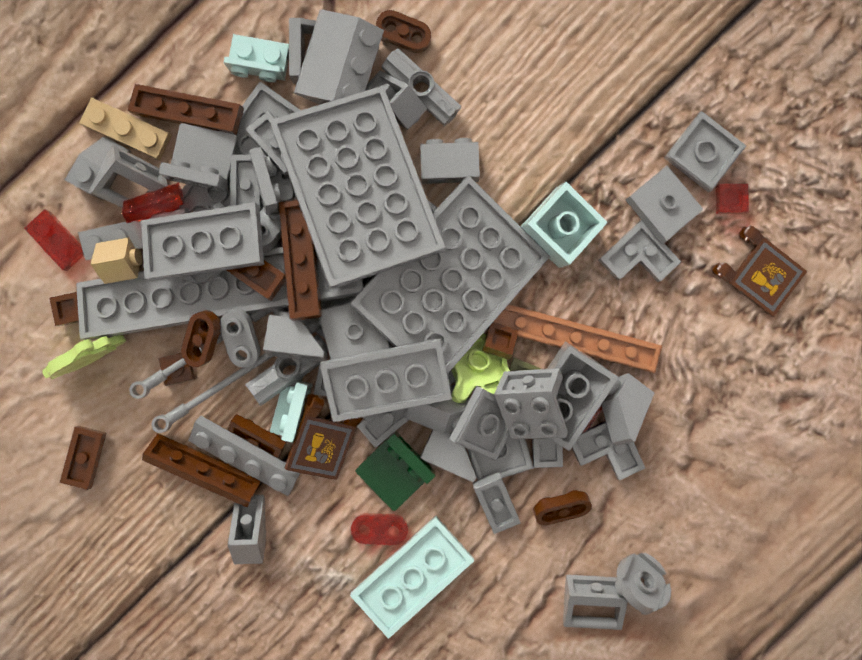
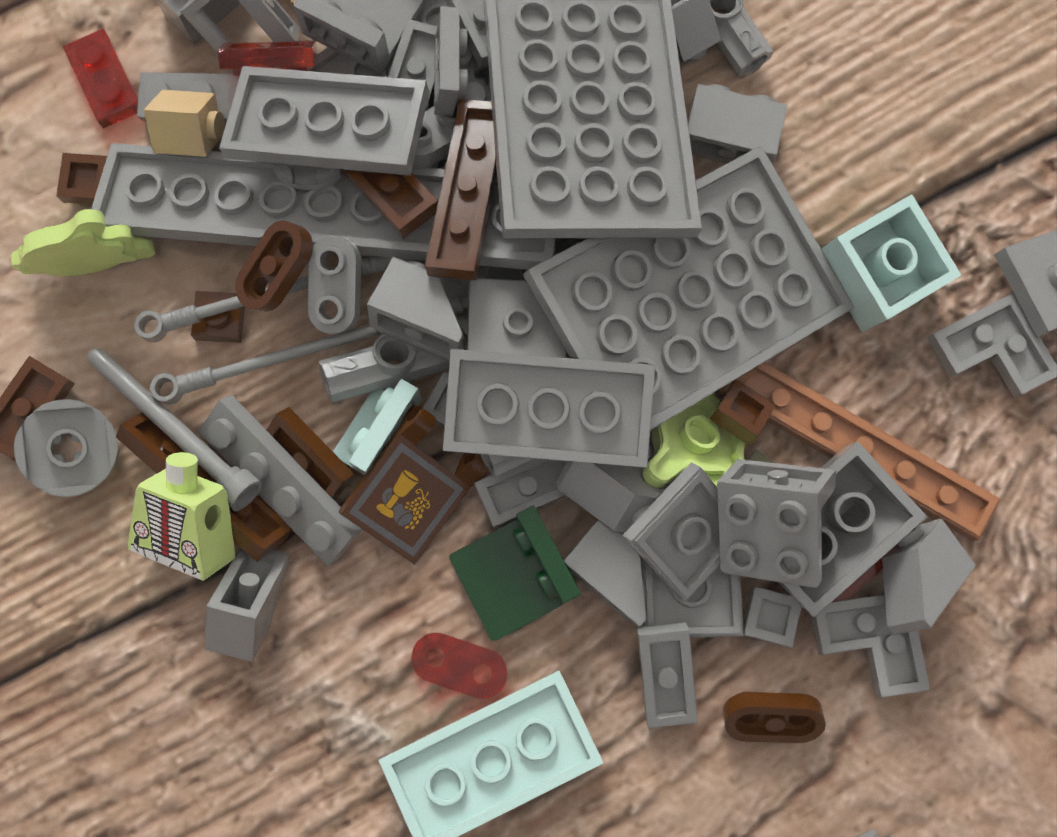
camera: 15 degrees right, 10 degrees down
(109, 489) = (48, 470): none -> light grey plate
(198, 499) = (182, 519): none -> yellowish green torso
(220, 468) = (239, 483): none -> light grey piece

